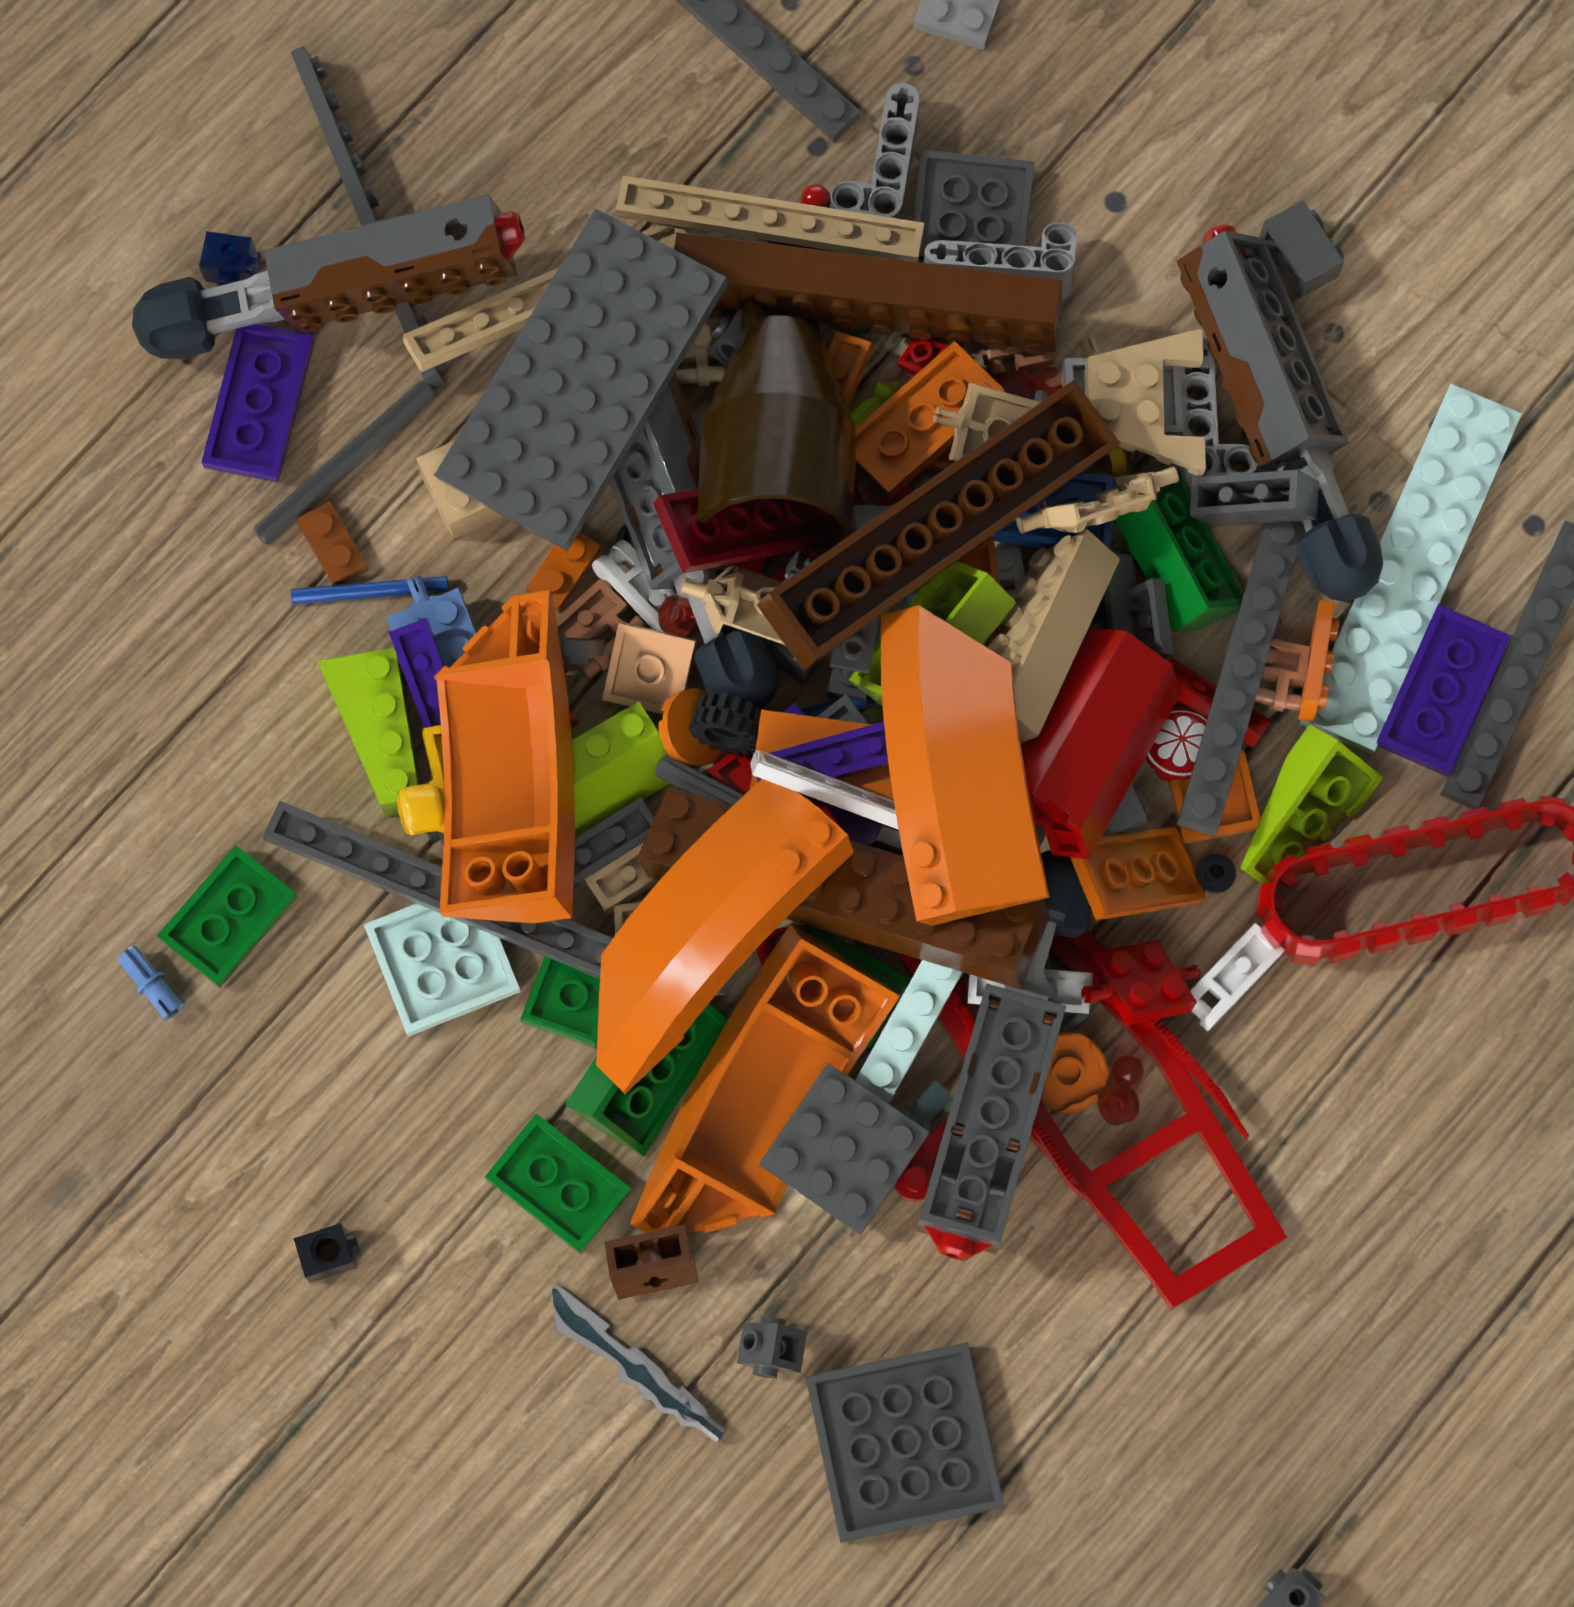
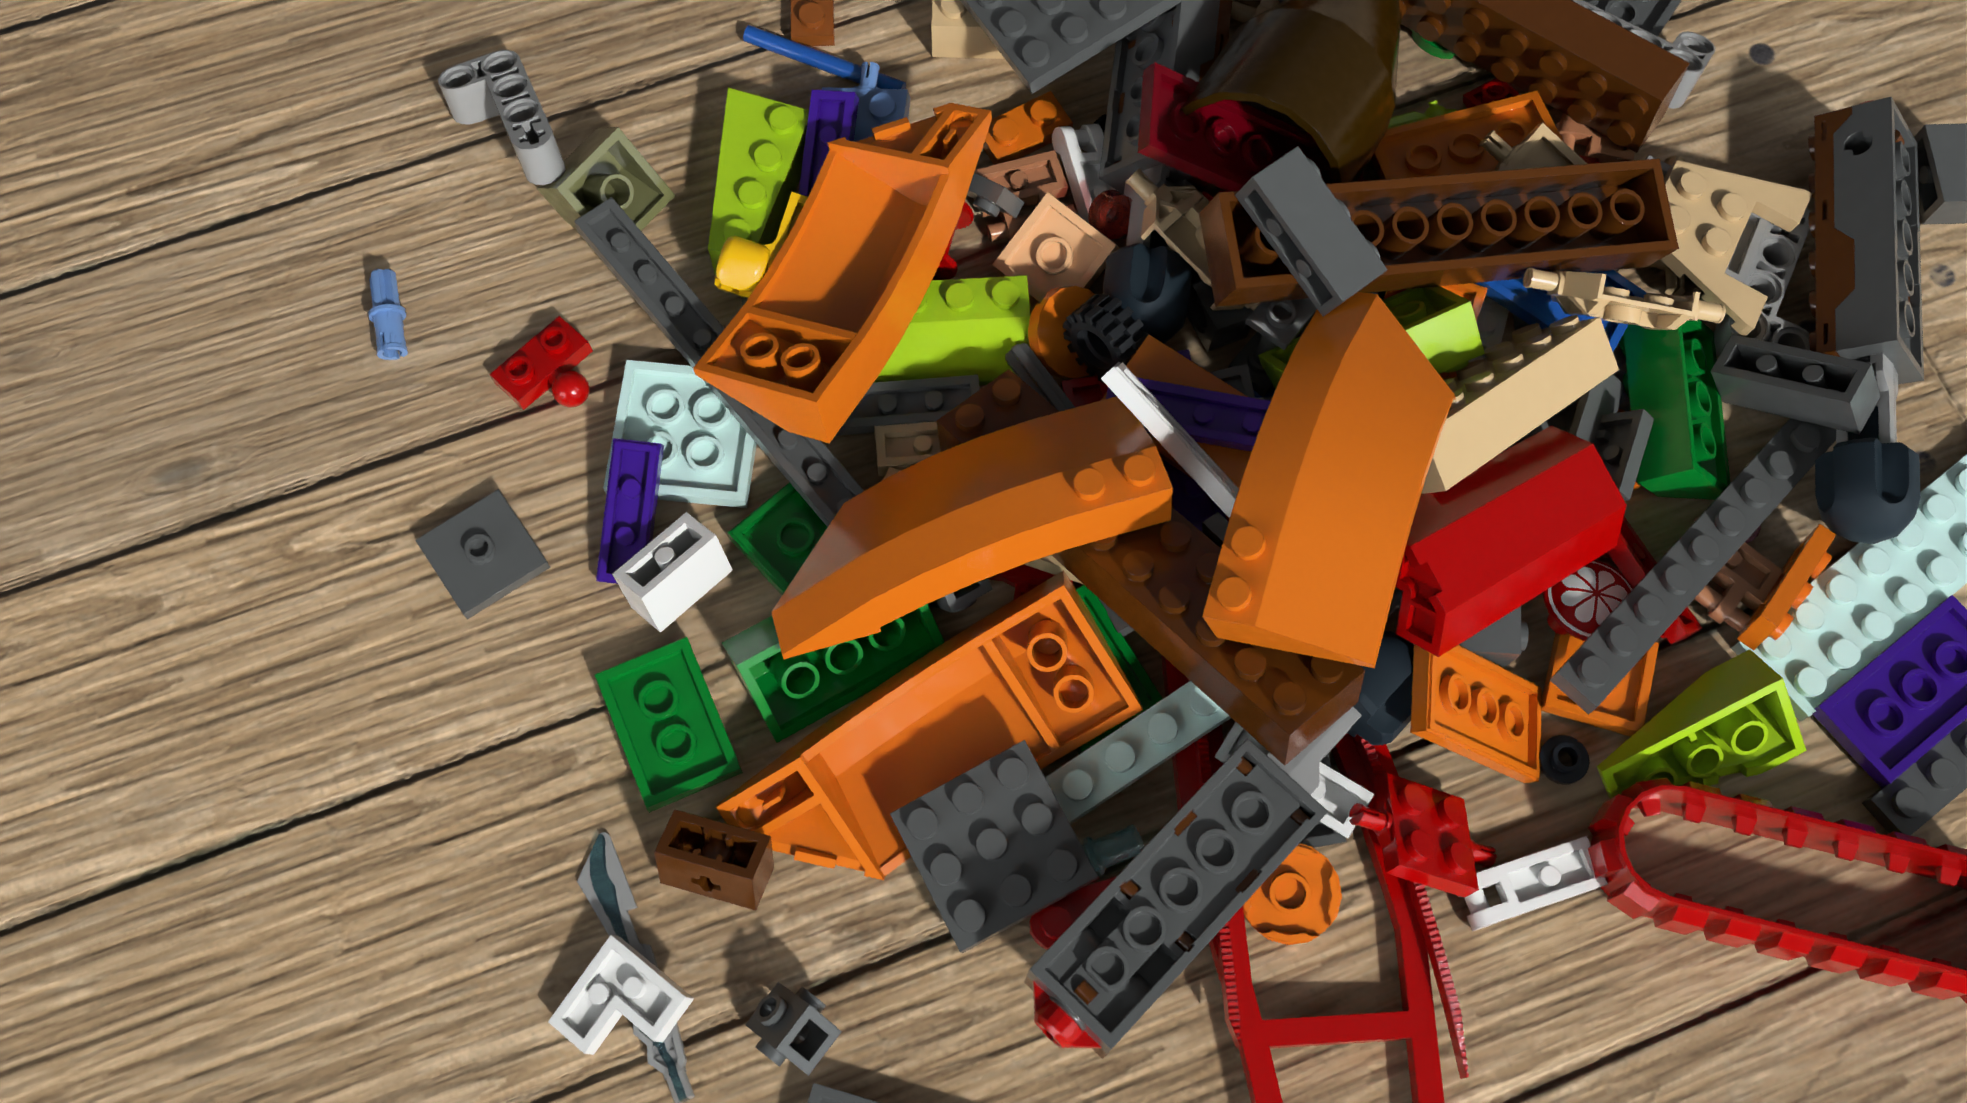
camera: 25 degrees right, 5 degrees down
(129, 747) = (500, 86): none -> light grey beam
(227, 916) = (500, 288): green plate -> none
(254, 783) = (607, 168): none -> olive slope
(298, 958) = (545, 364): none -> red plate
(309, 1246) = (368, 660): black brick -> none
(341, 1130) = (482, 554): none -> dark grey plate
(438, 1042) = (629, 503): none -> dark purple tile
(499, 1070) = (673, 571): none -> white brick
(633, 1381) = (616, 985): none -> white plate
(849, 359) = (1417, 67): orange plate -> none
(850, 589) = (1310, 230): none -> dark grey brick
(1116, 462) = (1653, 278): yellow tile -> none
(1119, 1101) = (1332, 956): clear red plate -> none

